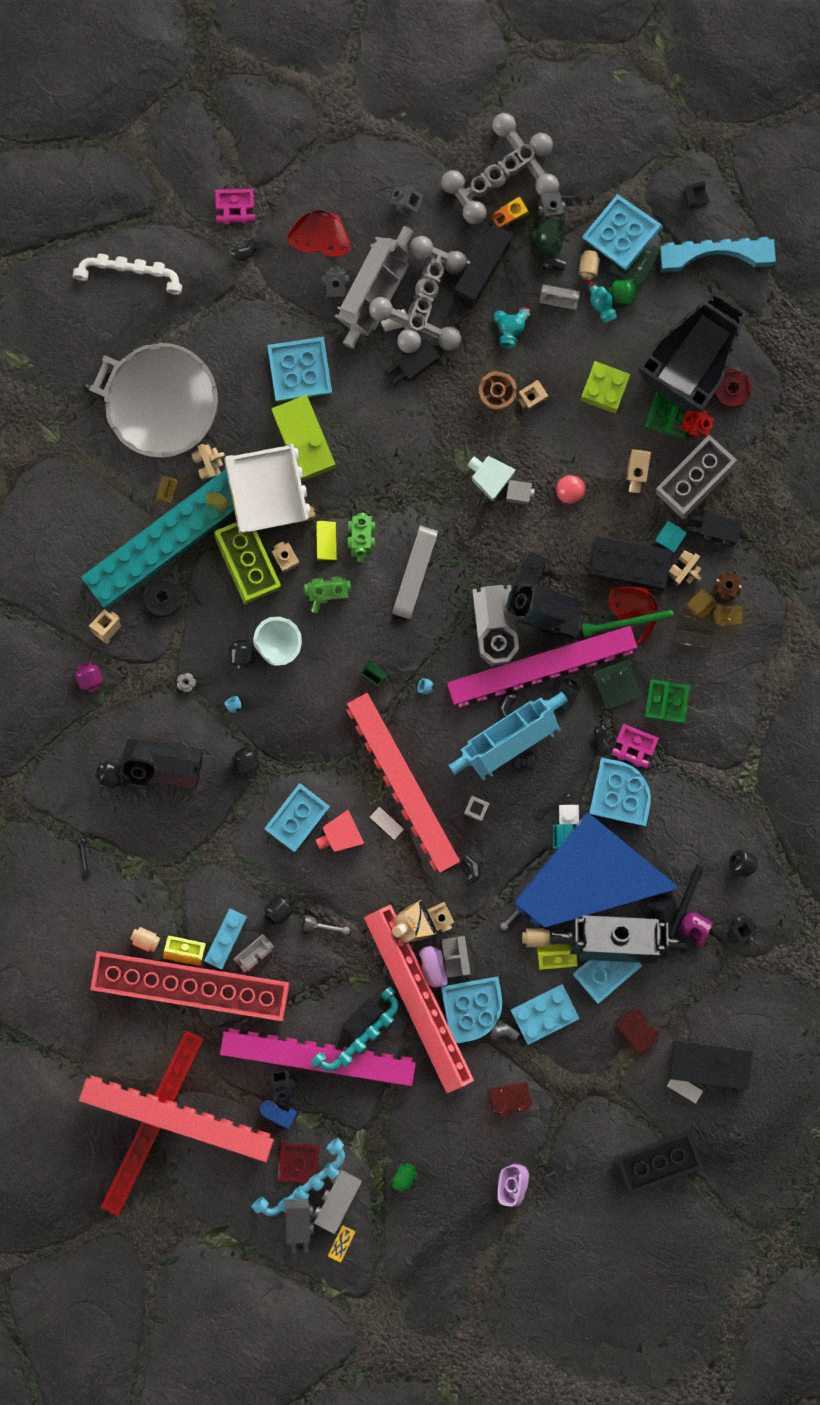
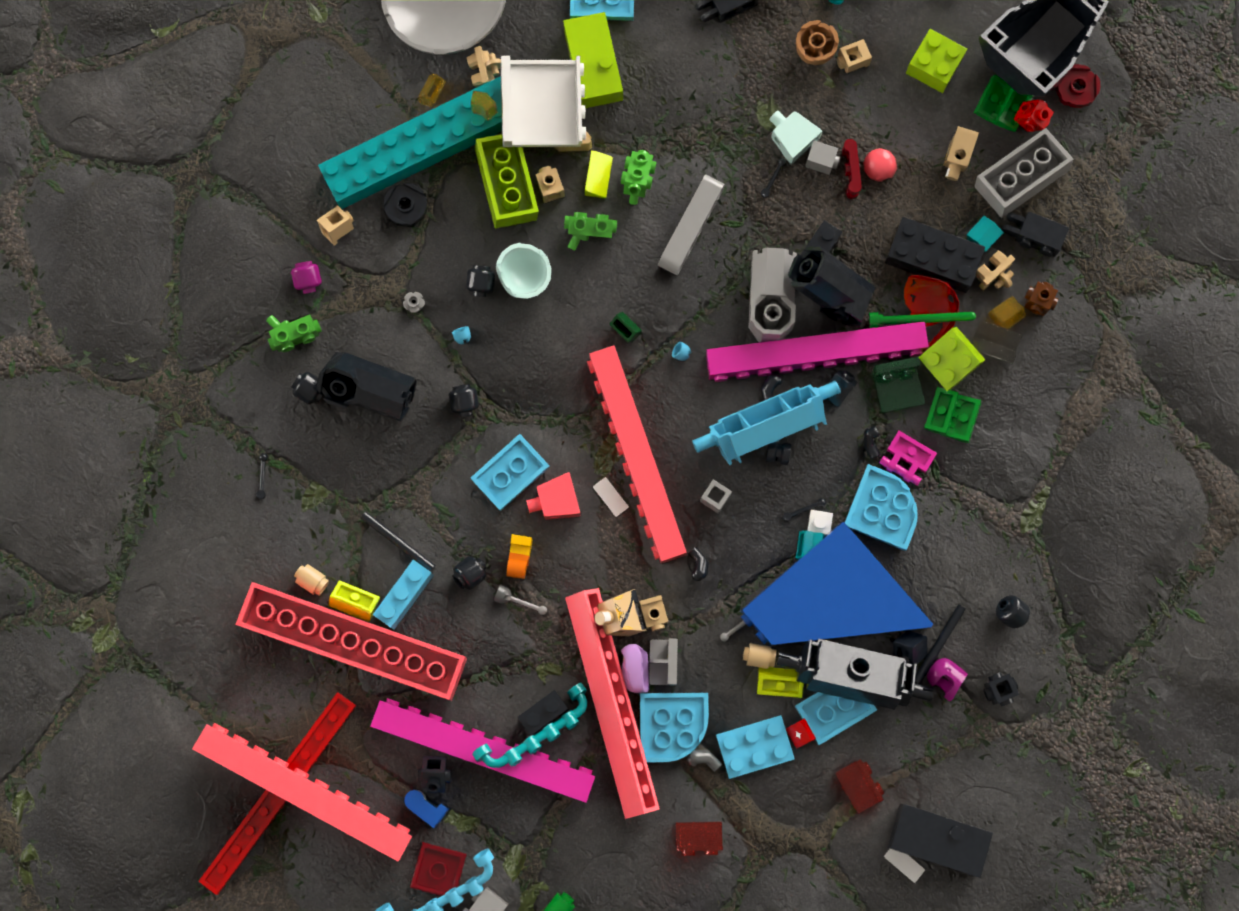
camera: 15 degrees right, 5 degrees down
(83, 731) = (287, 335): none -> bright green brick
(211, 893) = (397, 541): none -> black bar
(249, 956) = (432, 615): light grey hinge -> none
(318, 889) = (519, 556): none -> leg
(546, 497) = (852, 168): none -> dark red plate
(581, 996) = (800, 733): none -> red tile
(658, 654) = (951, 358): none -> lime brick
(729, 615) = (1038, 331): clear yellow bracket -> none

